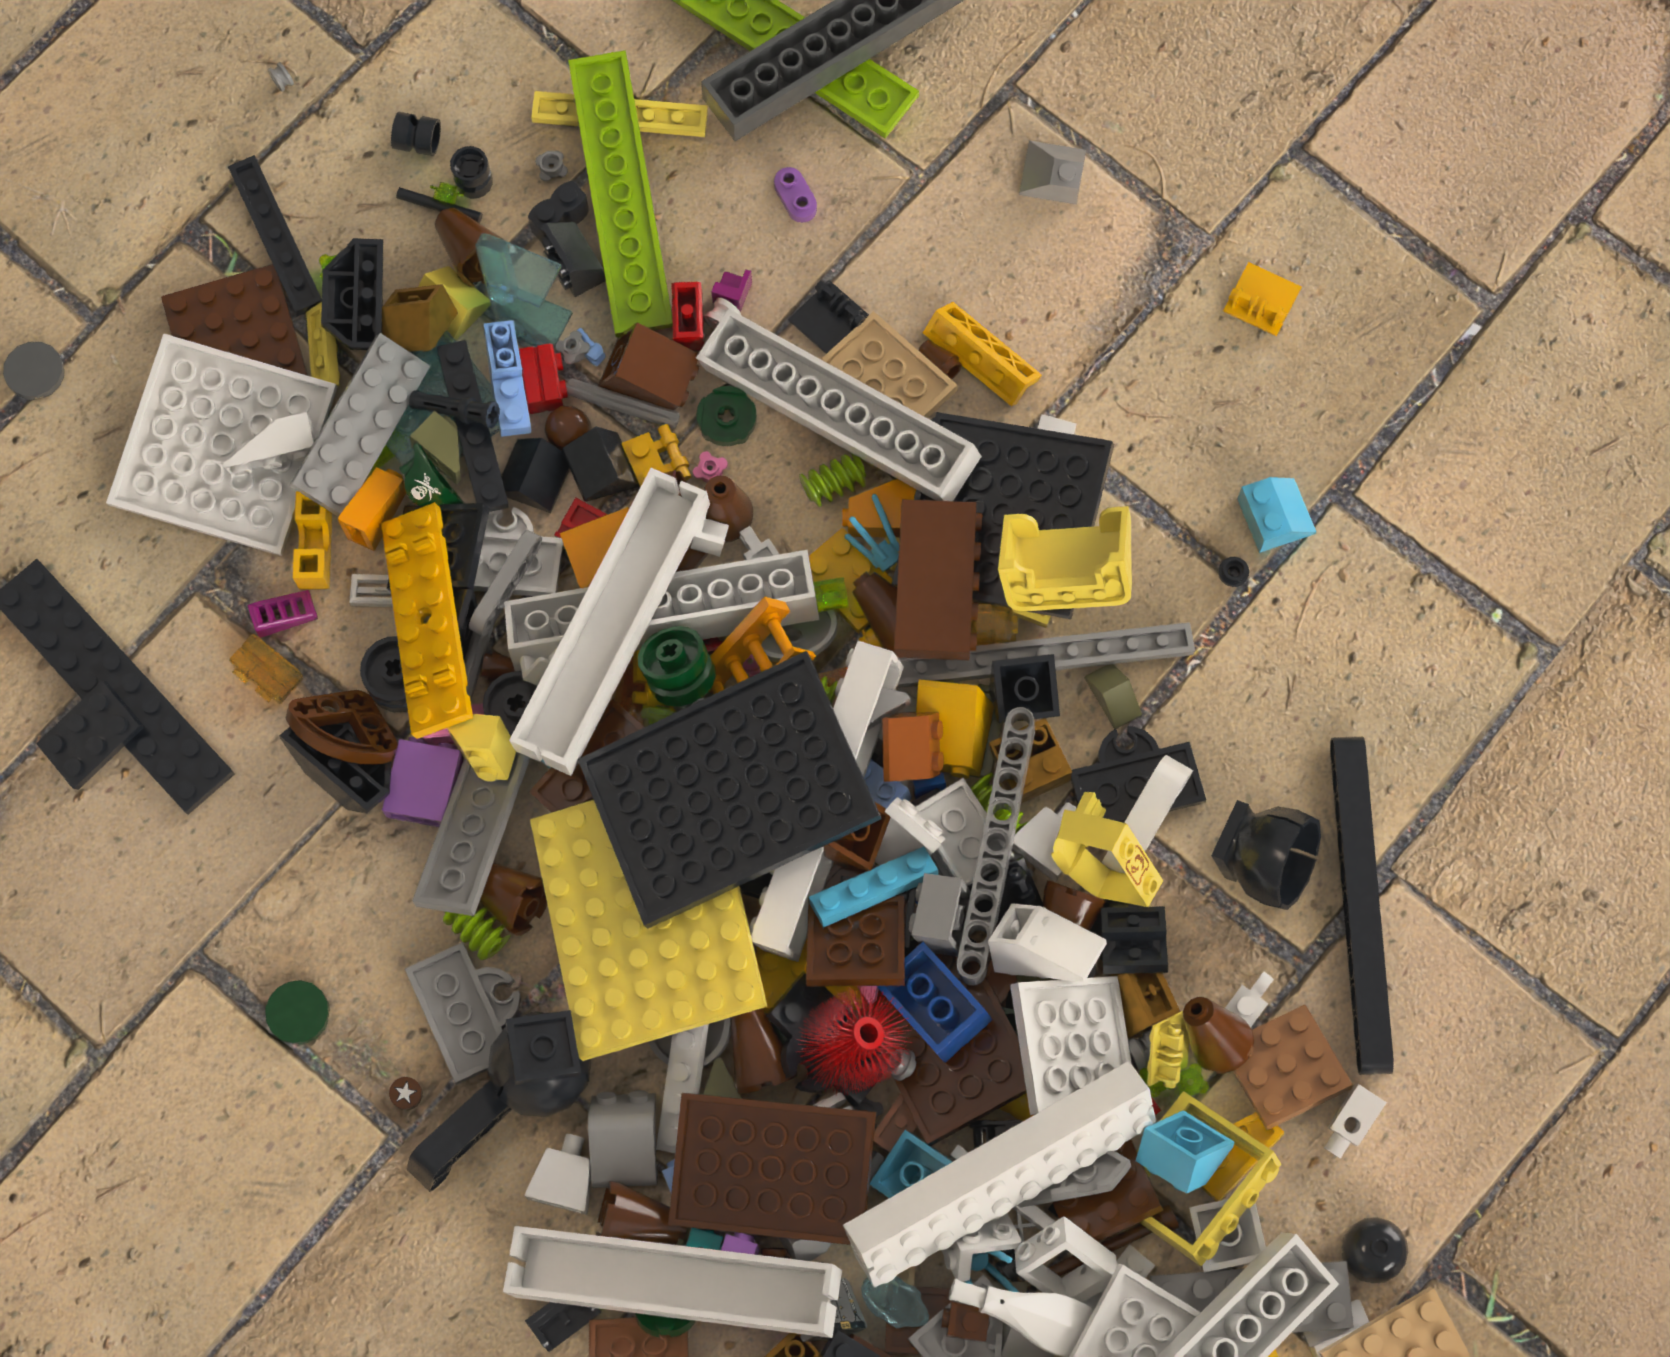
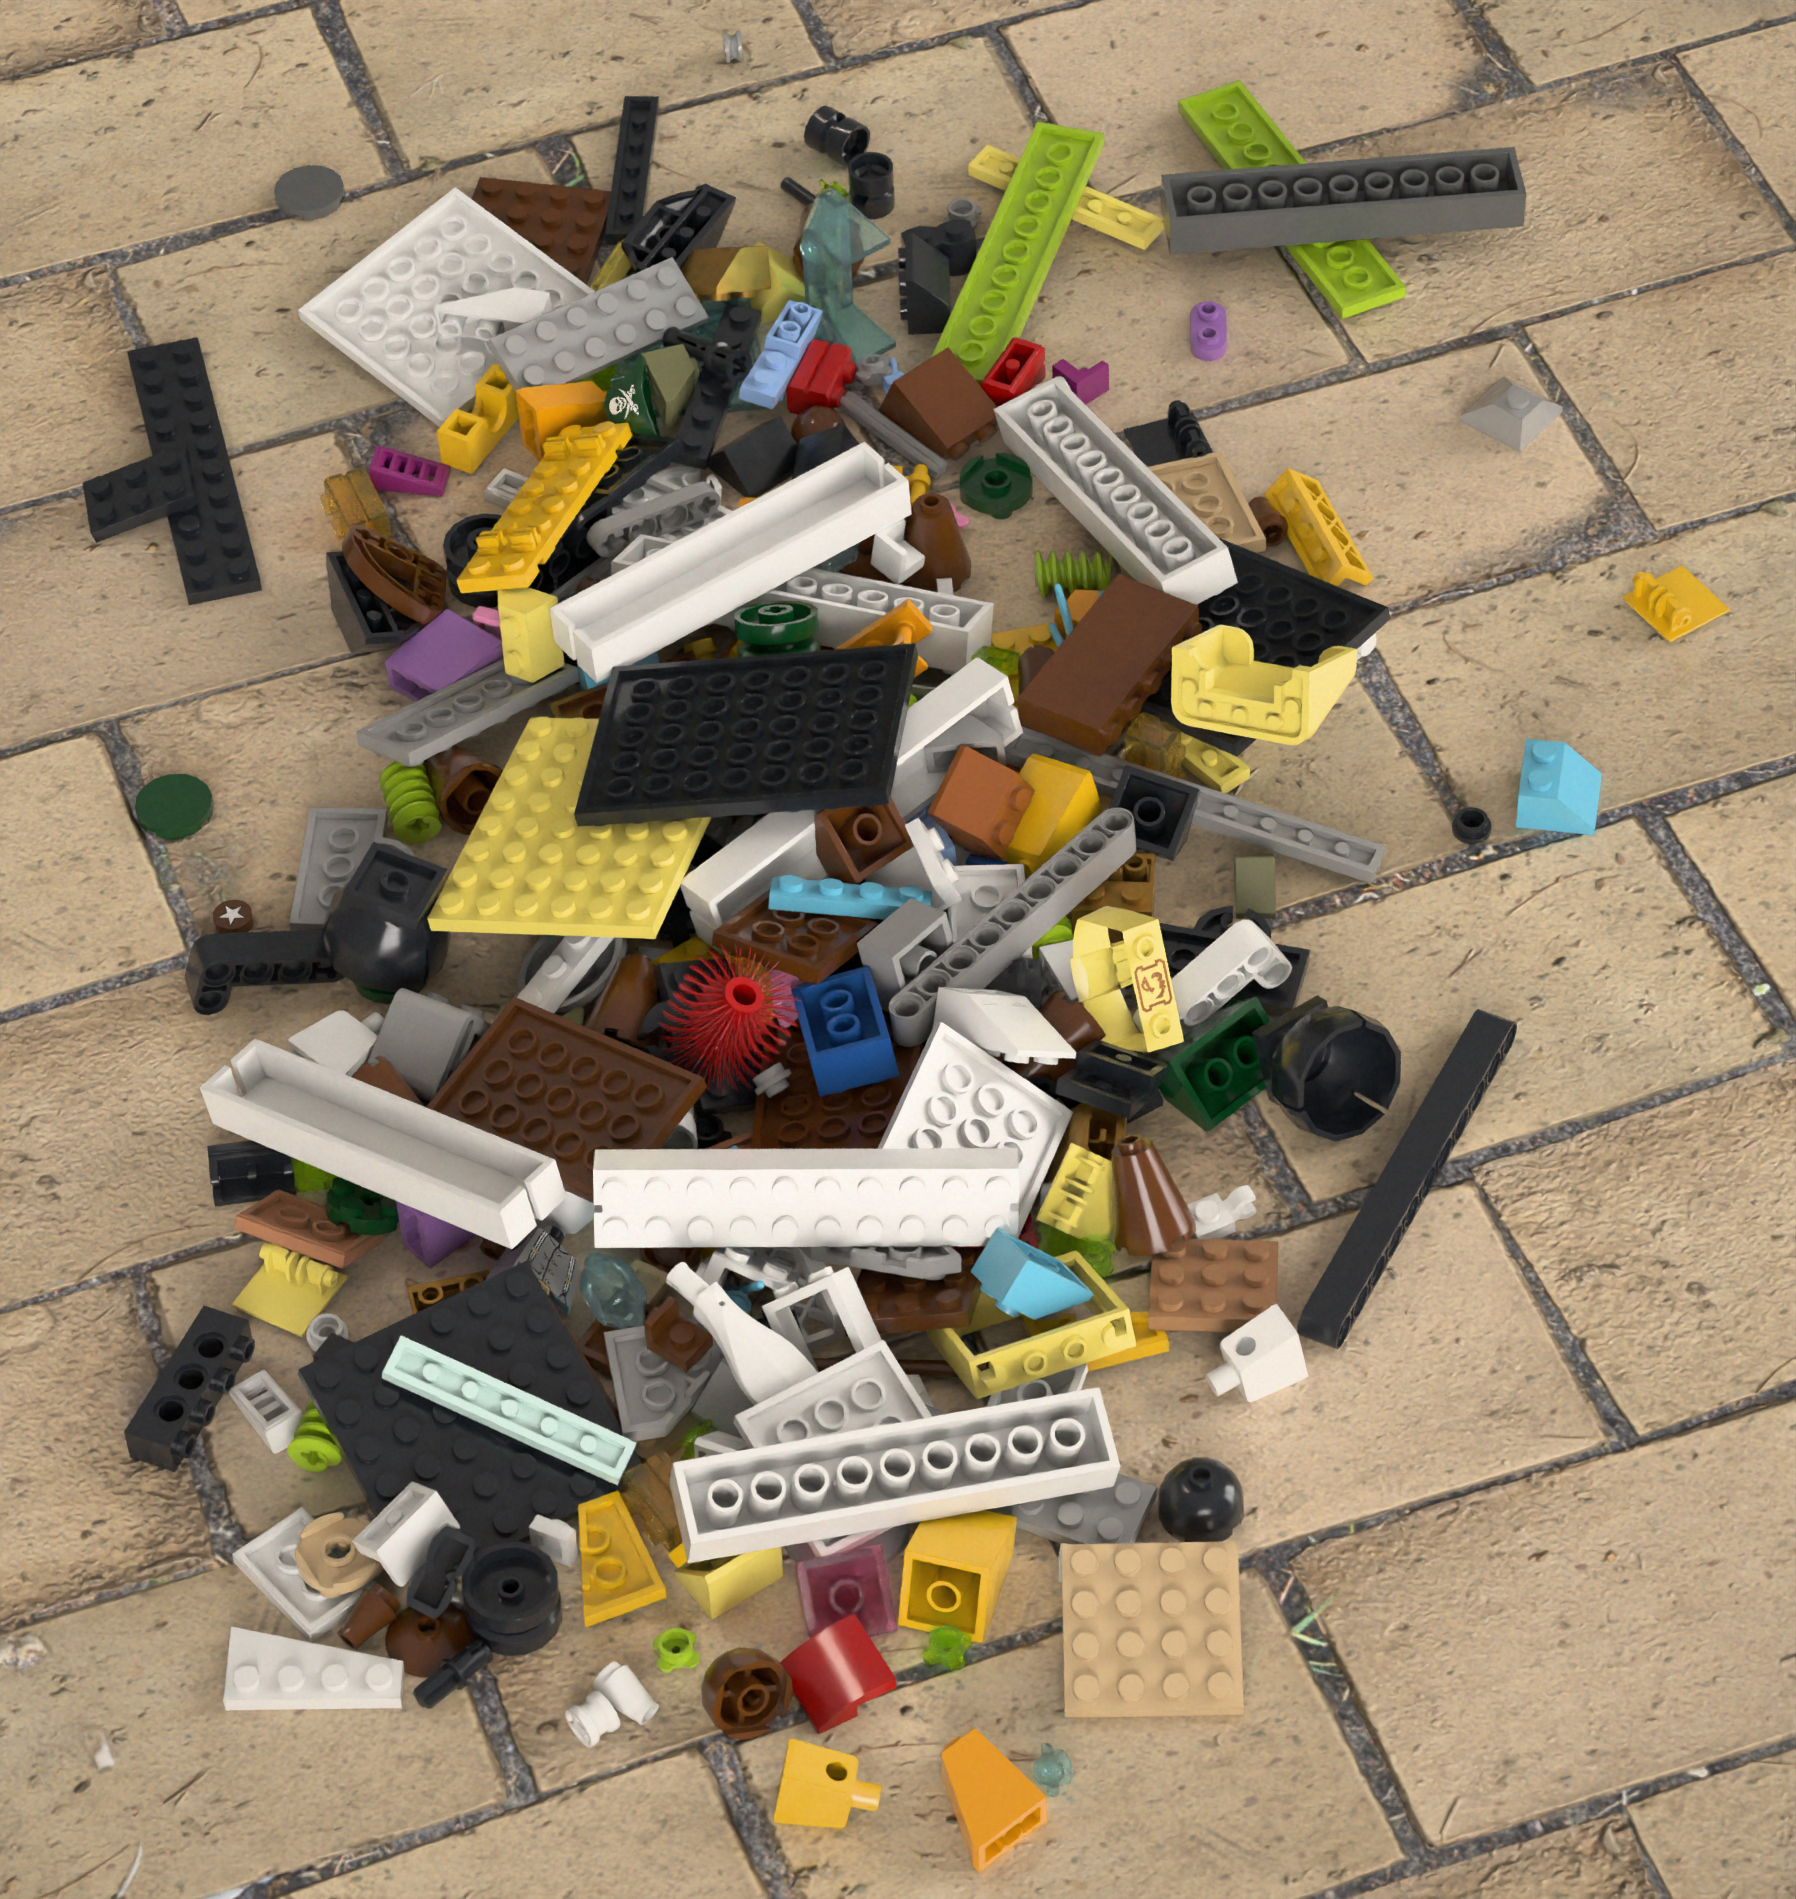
camera: 30 degrees right, 25 degrees down
(1186, 867) = (1216, 1064): none -> dark green slope

